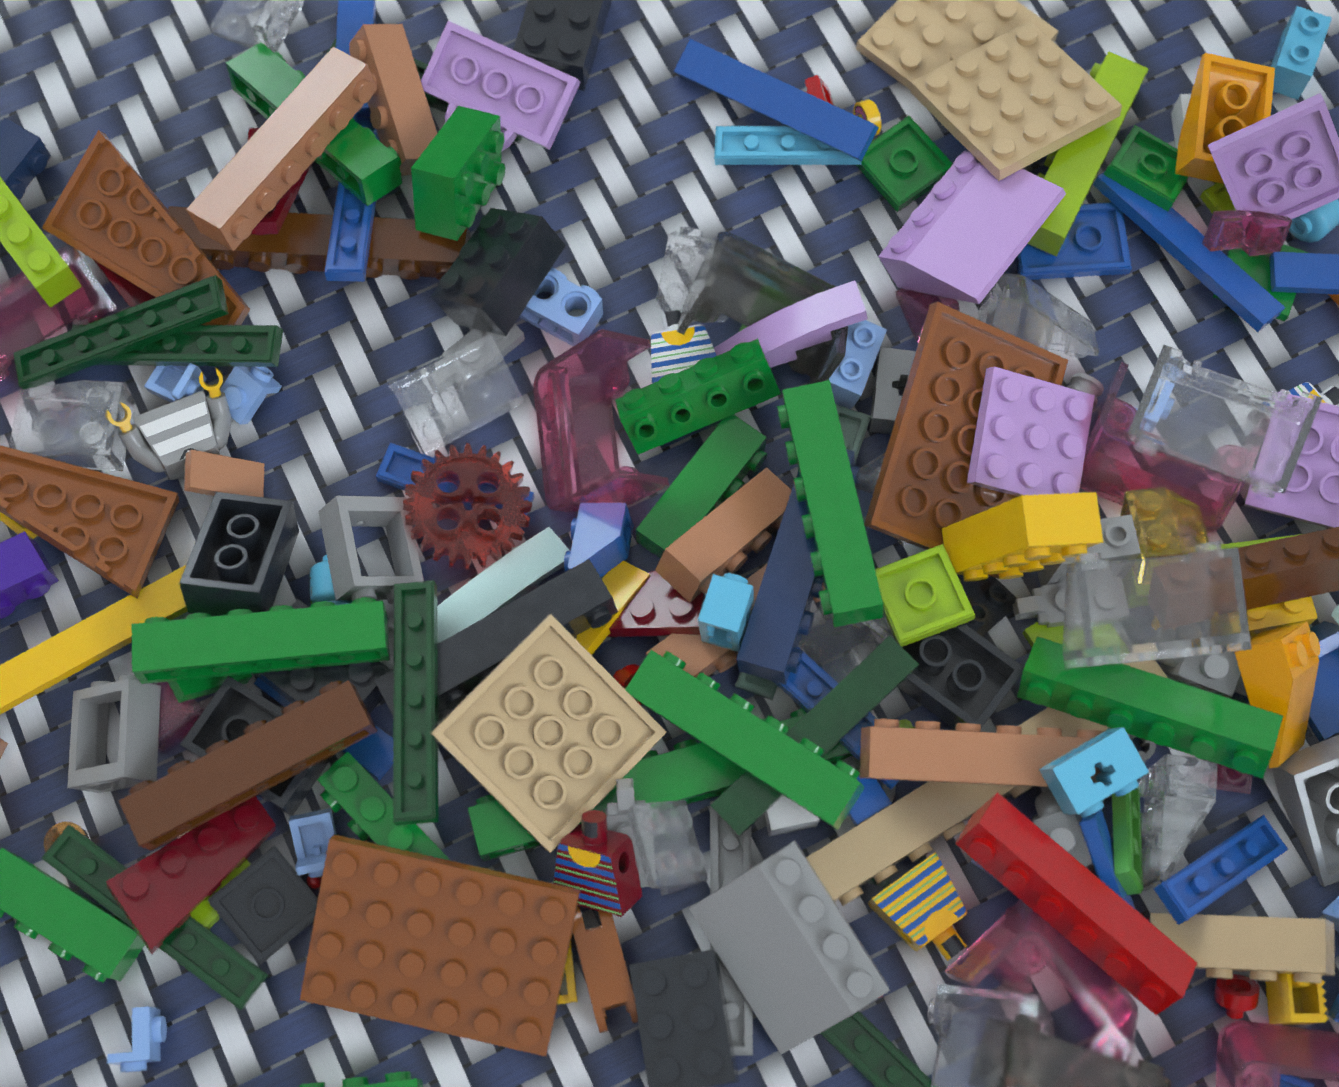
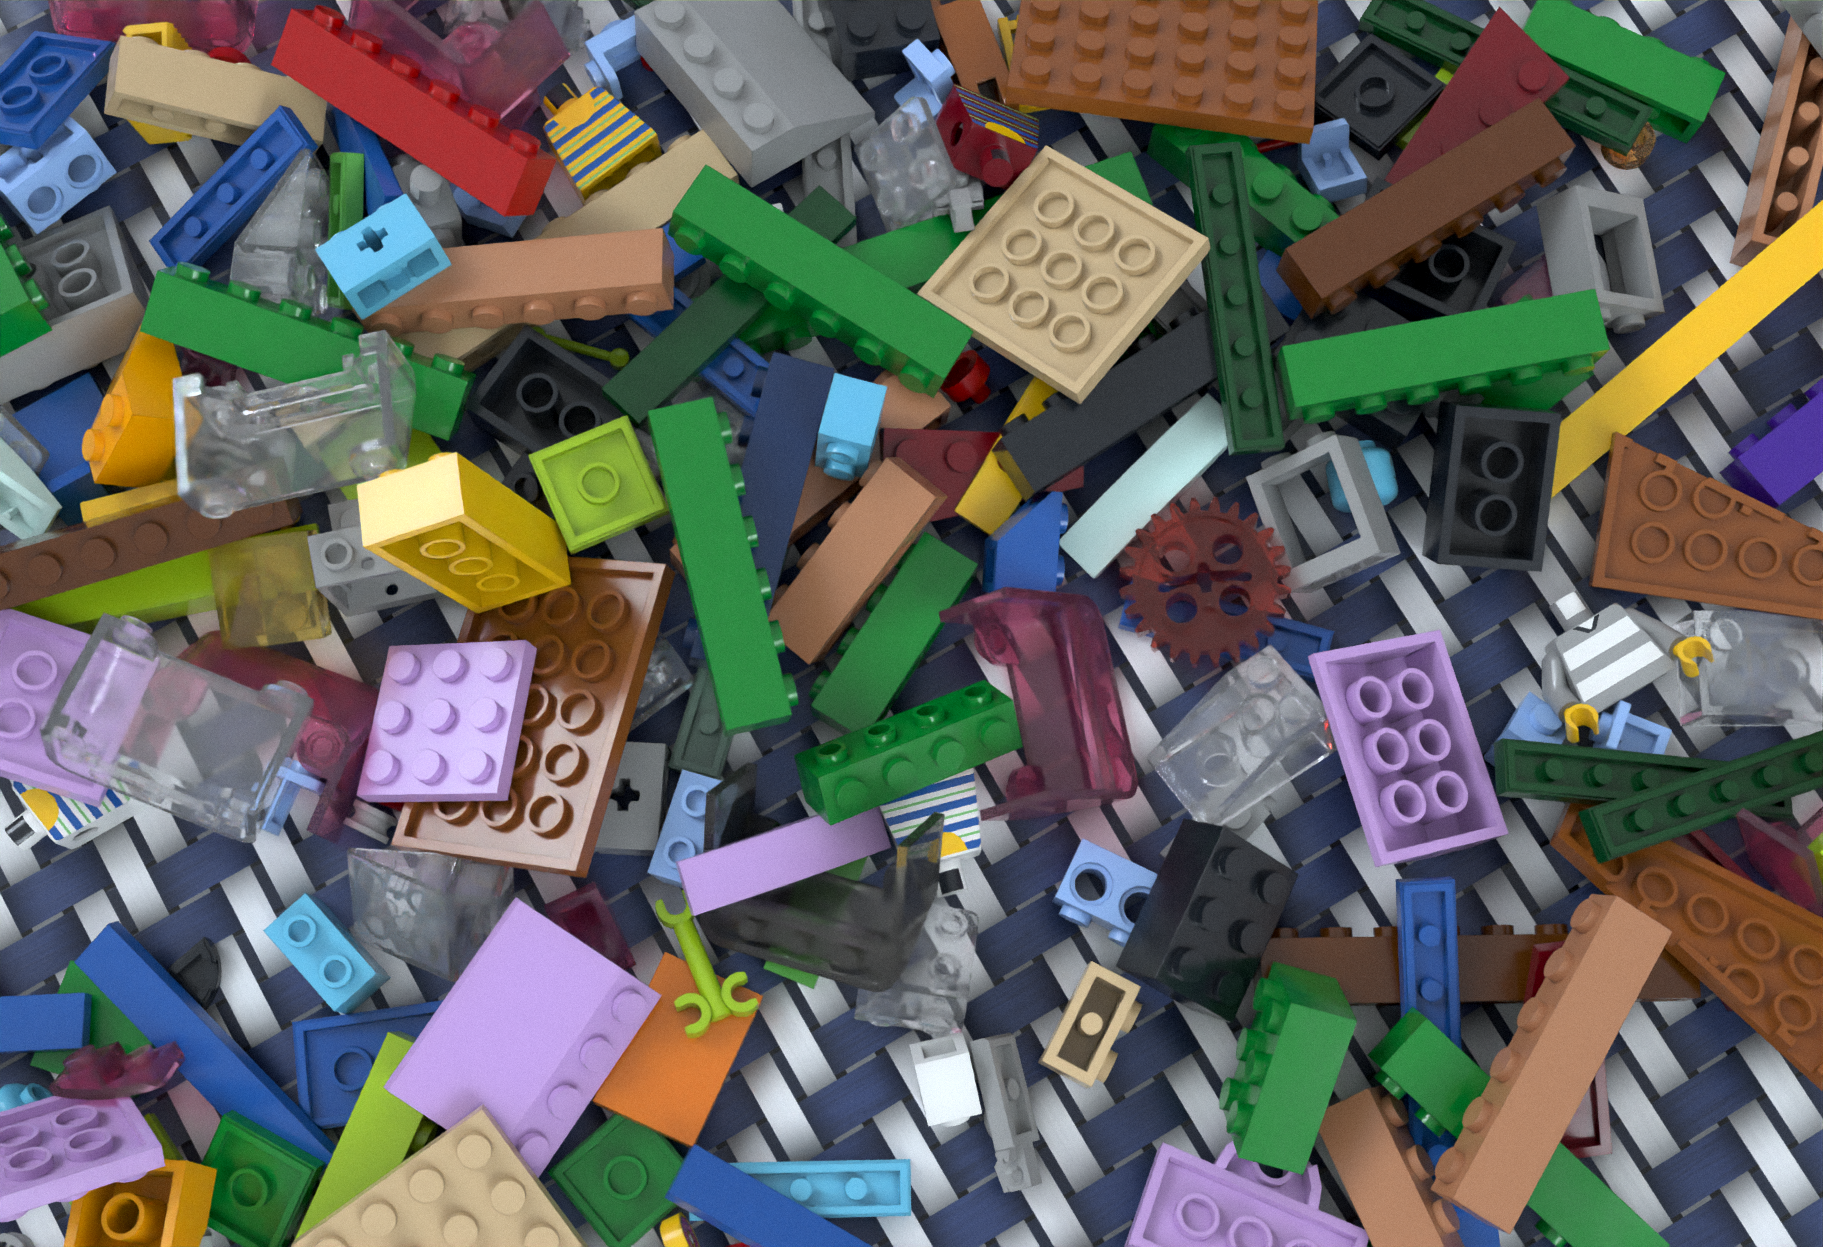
camera: 175 degrees right, 5 degrees up
(218, 473) = (1535, 604): nougat tile -> none
(341, 371) = (1408, 748): none -> lavender slope
(588, 219) = (1089, 1025): none -> tan brick
(643, 933) = (931, 75): none -> light blue bracket
(647, 182) = (1007, 1110): none -> light grey hinge
(687, 197) = (946, 1080): none -> white brick
(843, 254) = (713, 1002): none -> lime bar
(862, 228) = (670, 1078): none -> orange tile
(904, 997) = (610, 52): none -> light blue bracket
(1109, 303) = (326, 954): none -> medium azure brick
(1200, 304) = (199, 972): none -> black tile

